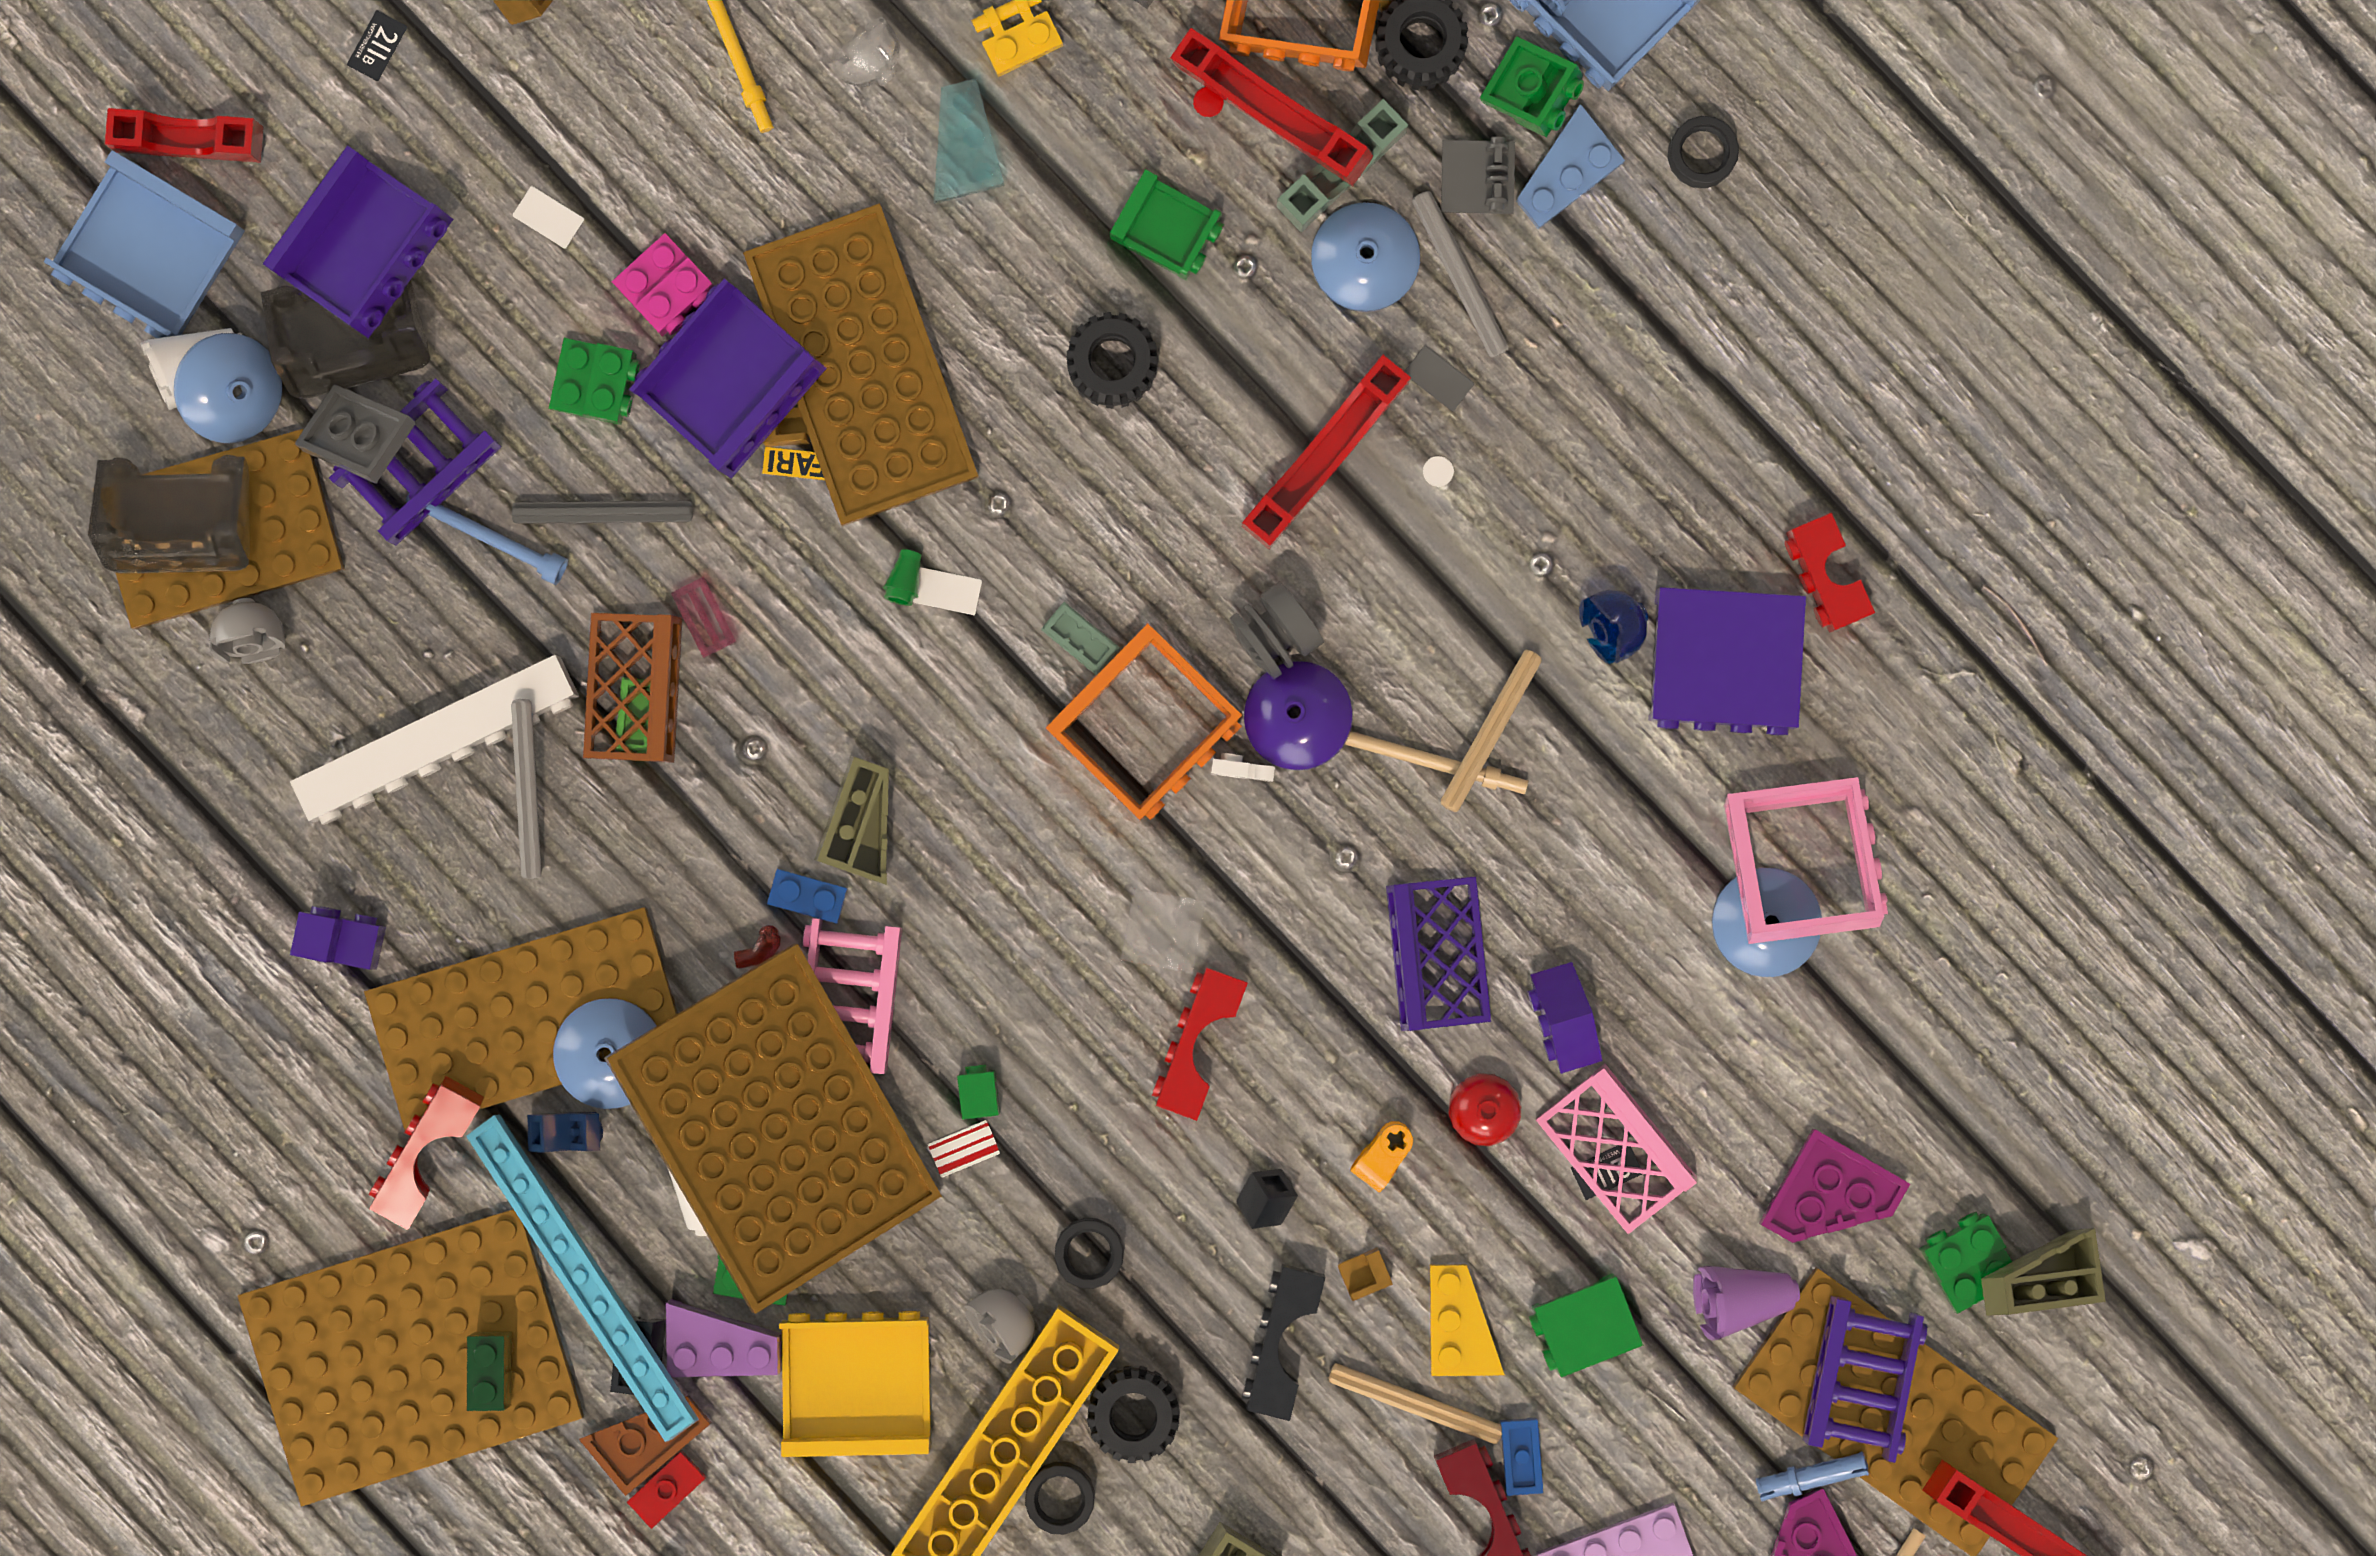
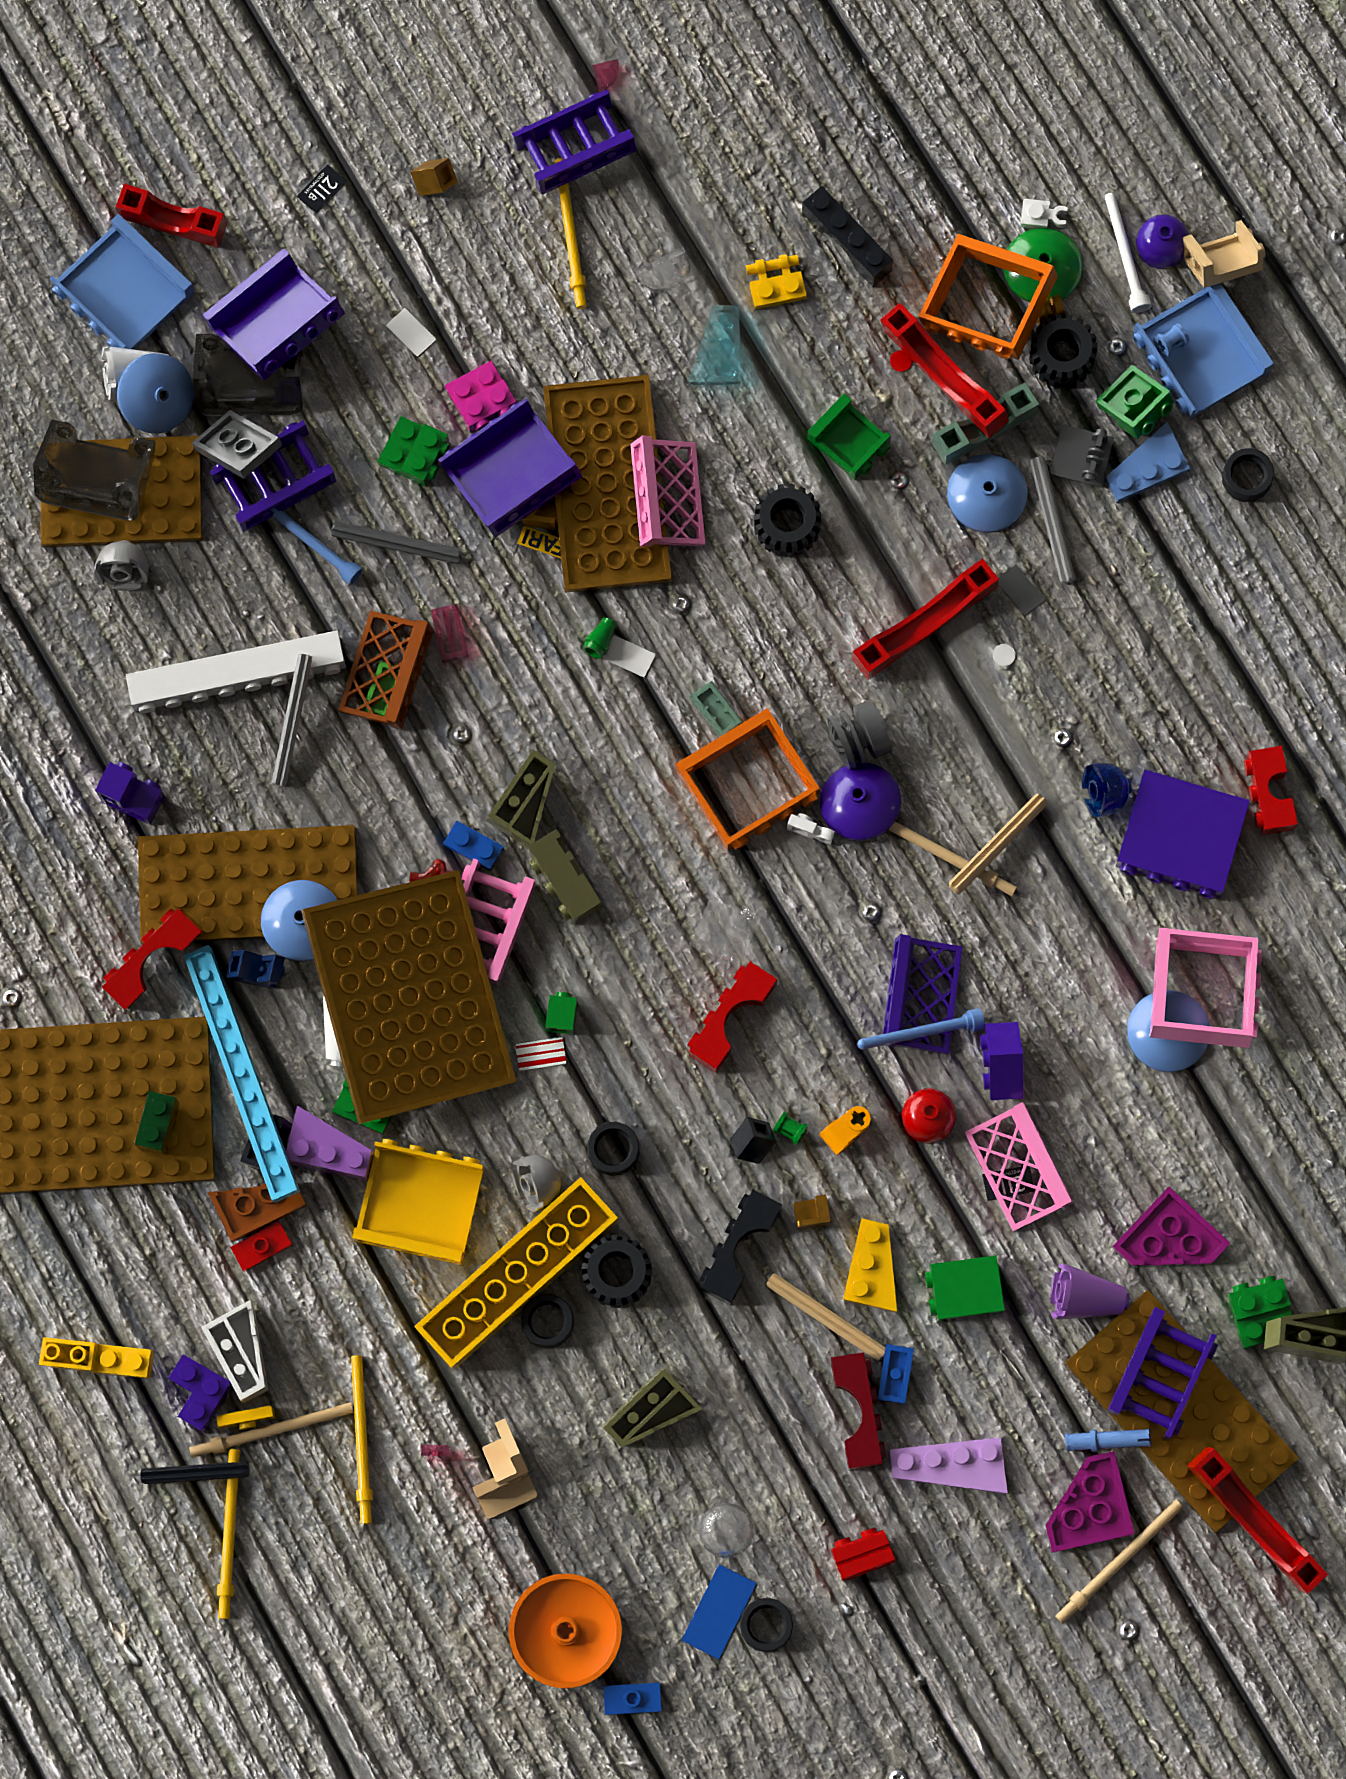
camera: 20 degrees right, 10 degrees down
(917, 367) = (648, 488): none -> bright pink fence
(937, 915) = (563, 878): none -> olive wedge
(1311, 1171) = (790, 1128): none -> green bush
(1512, 972) = (972, 1021): none -> medium blue piece

